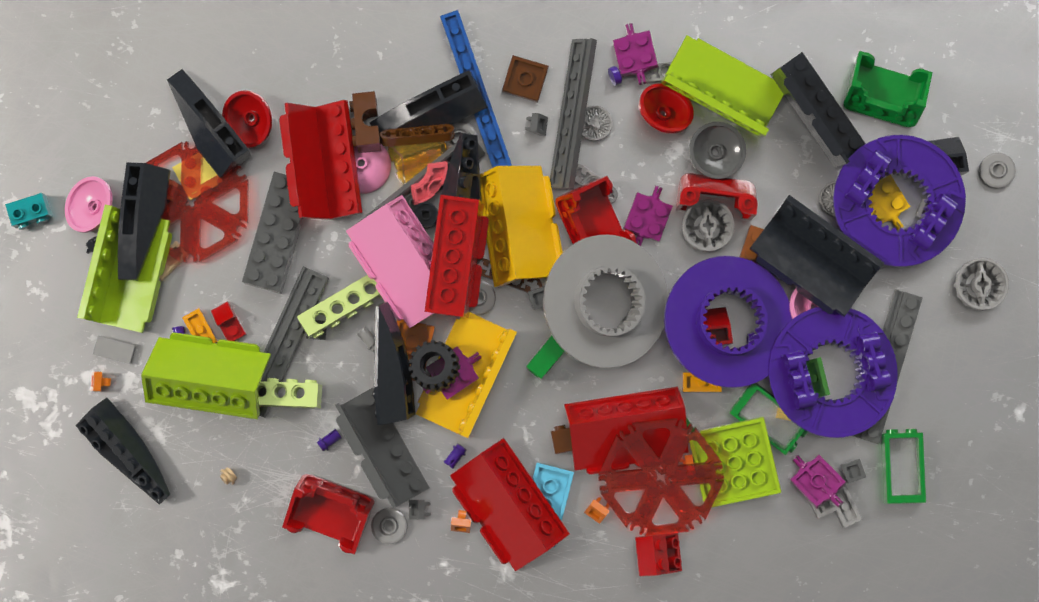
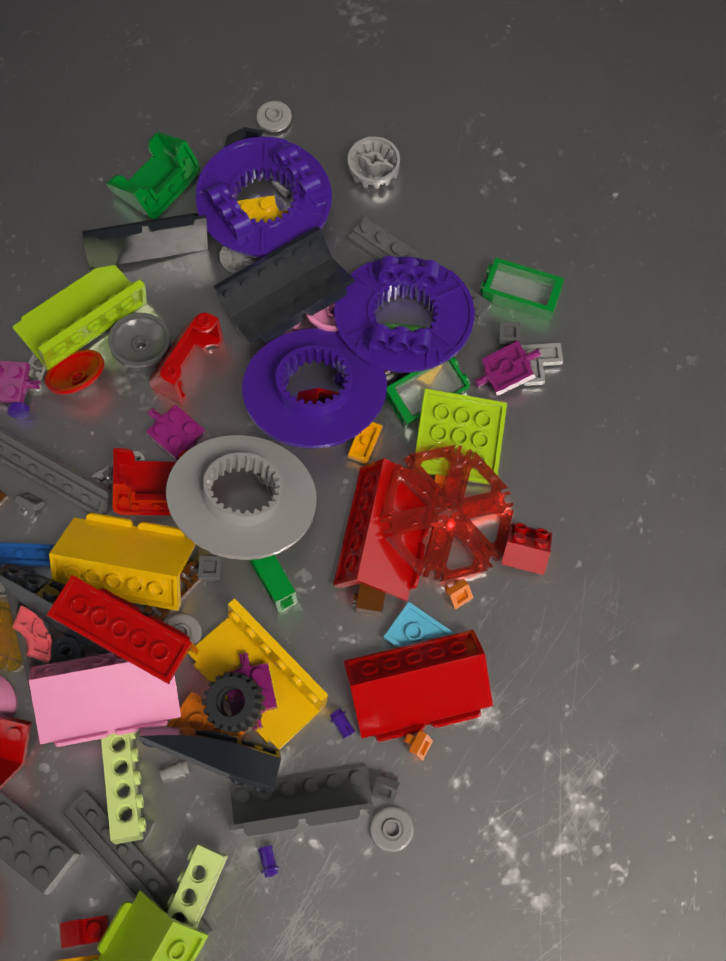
camera: 70 degrees left, 15 degrees down
(329, 511) = (350, 893): red windscreen -> none
(596, 123) = (58, 444): light grey wheel -> none
(707, 208) = (204, 369): light grey gear -> none
(752, 235) = (242, 345): dark orange plate -> none

